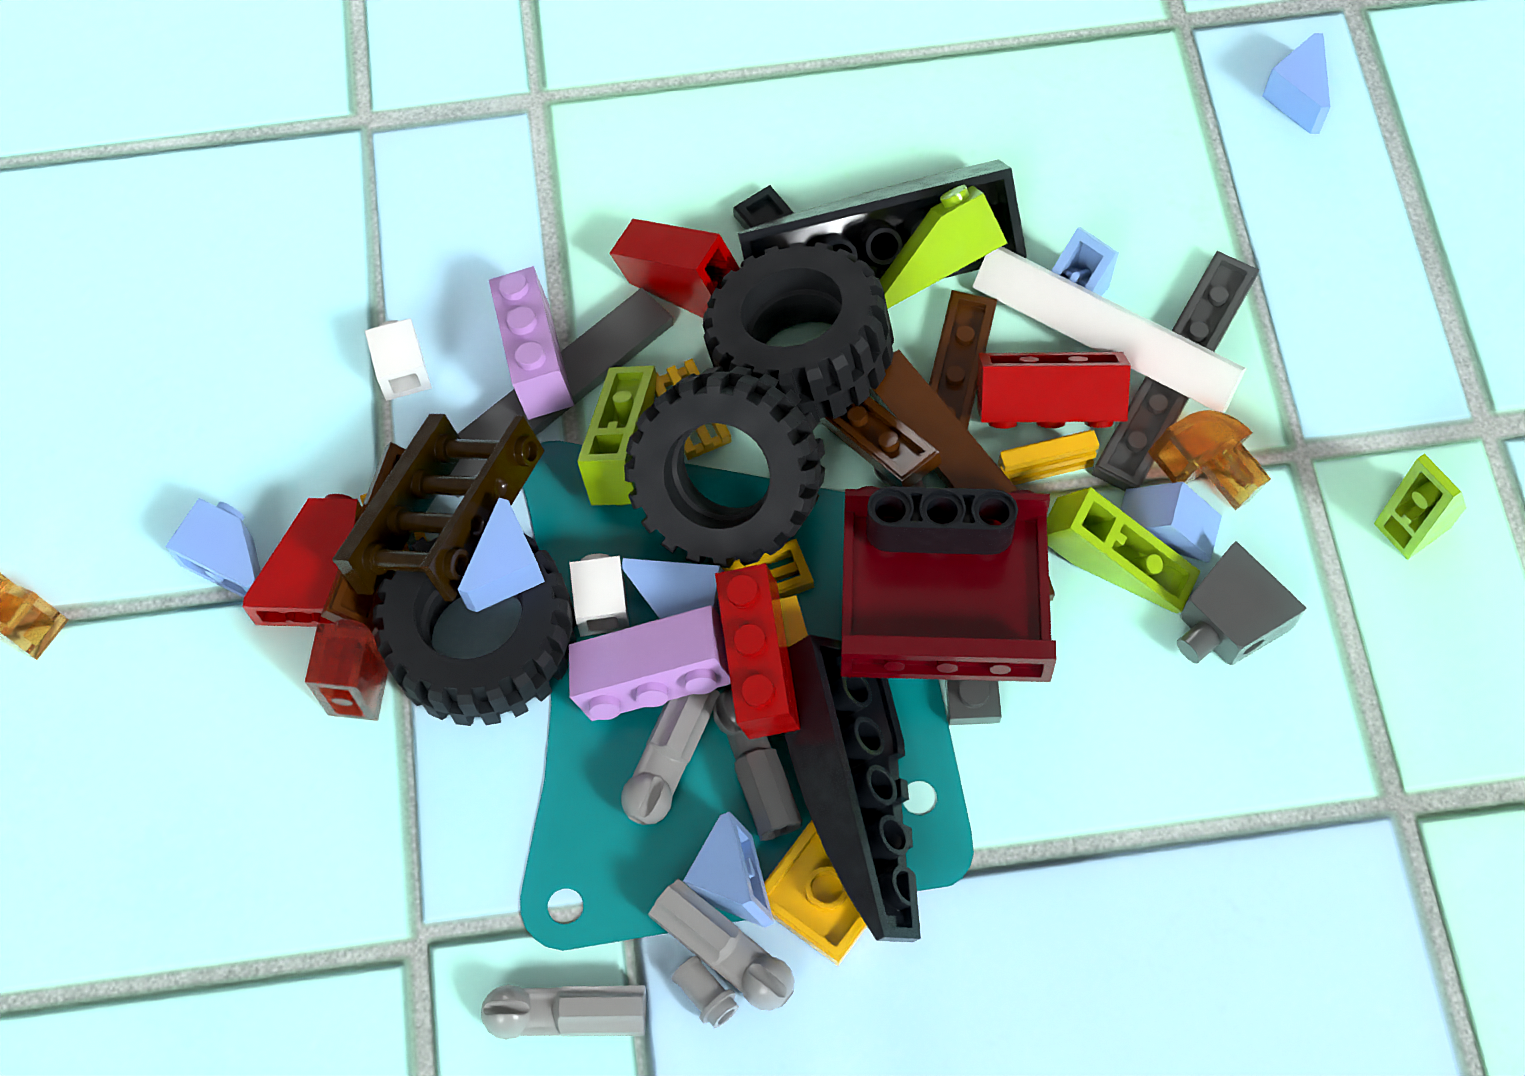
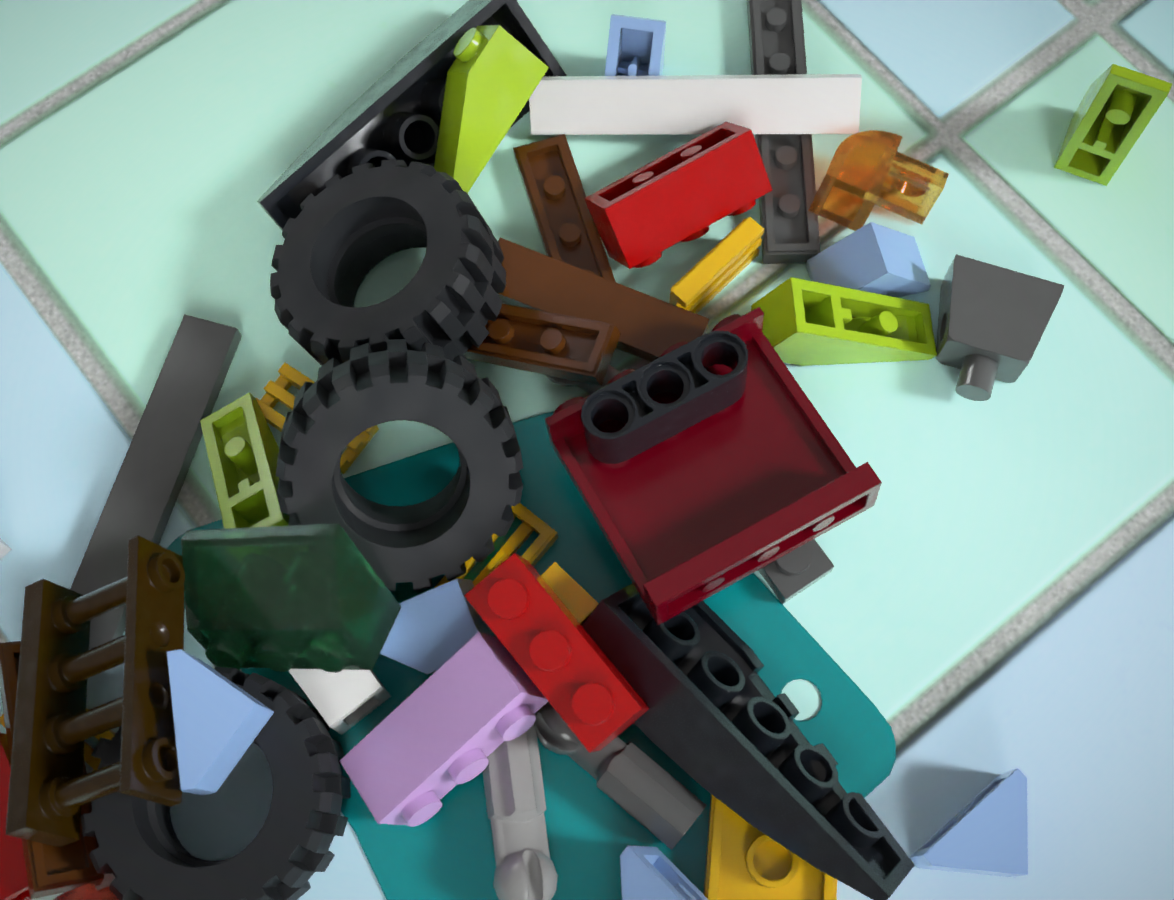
camera: 30 degrees left, 5 degrees up
(530, 343) = (96, 442): lavender brick -> none
(595, 512) = (285, 598): none -> clear green slope
(673, 262) = (206, 269): red slope -> none
(761, 208) = (264, 165): black tile -> none
(986, 958) = (986, 834): none -> light blue slope

